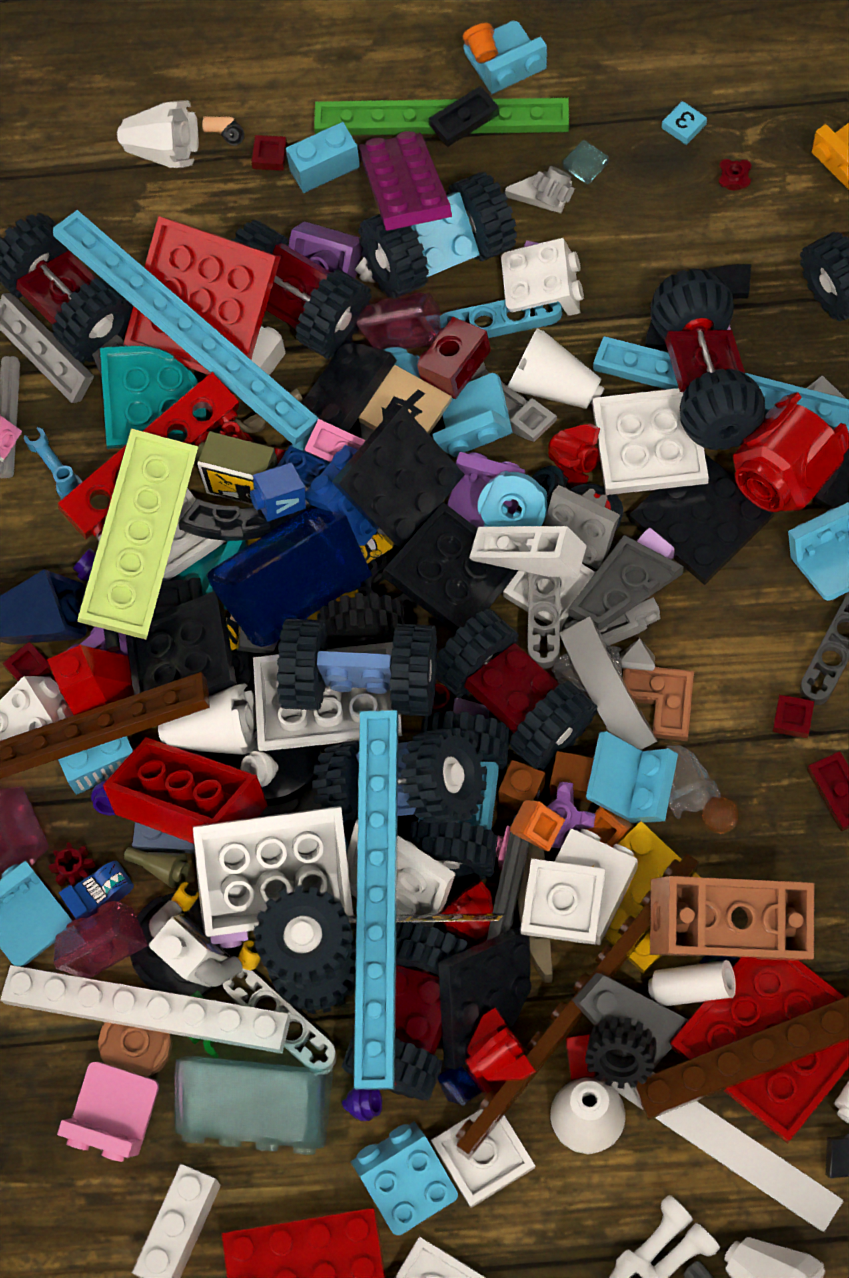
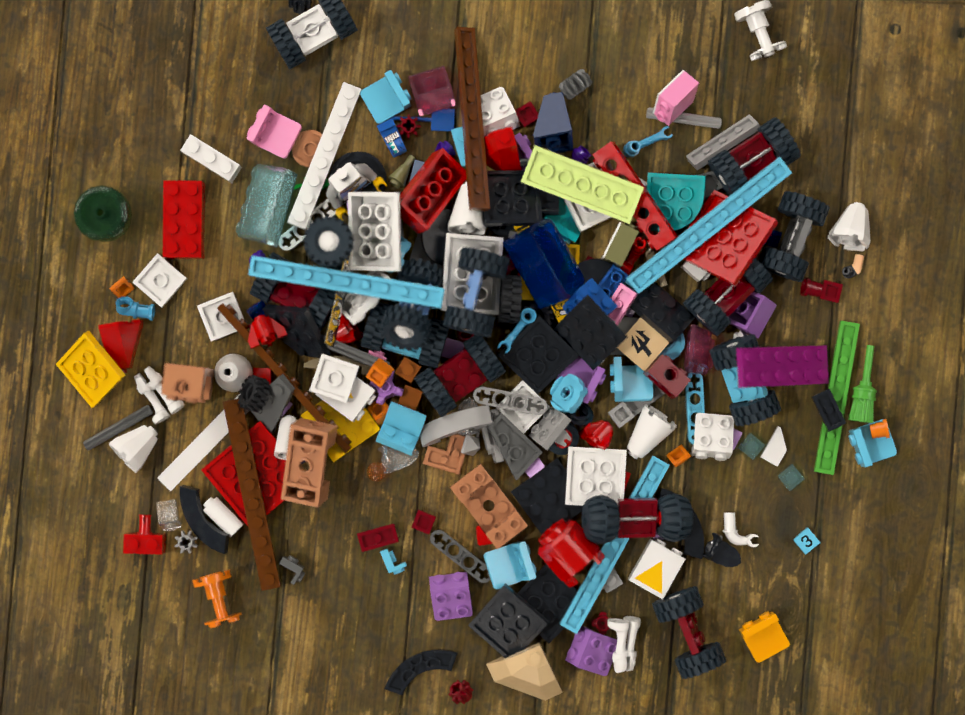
camera: 85 degrees right, 20 degrees up
(55, 814) = (440, 121): none -> blue piece
(99, 940) = (363, 135): clear pink slope -> none
(145, 194) = (803, 213): none -> black plate
(230, 522) = (583, 246): black tile -> none
(261, 765) = (438, 231): white plate -> none
(268, 184) = (810, 288): none -> dark red piece
(278, 492) = (594, 264): blue brick -> none
(323, 157) = (819, 322): medium azure brick -> none
(390, 585) = (519, 327): none -> dark azure brick
(405, 1178) = (217, 275): medium azure bracket -> none
(428, 75) = (864, 394): none -> bright green piece
(531, 549) = (537, 396): white slope -> none
(545, 225) = (751, 446): none -> clear light blue plate
(553, 186) = (770, 454): light grey gear -> none
(585, 327) = (678, 456): none -> orange slope
(614, 1161) = (179, 377): none -> nougat plate
(696, 228) = (731, 532): none -> white piece
(732, 181) = (759, 563): dark red plate -> none
(733, 239) = (721, 552): none -> black piece
(764, 583) = (501, 522): none -> nougat plate
(783, 327) = (656, 568): none -> white brick
(797, 612) = (482, 539): none -> red slope

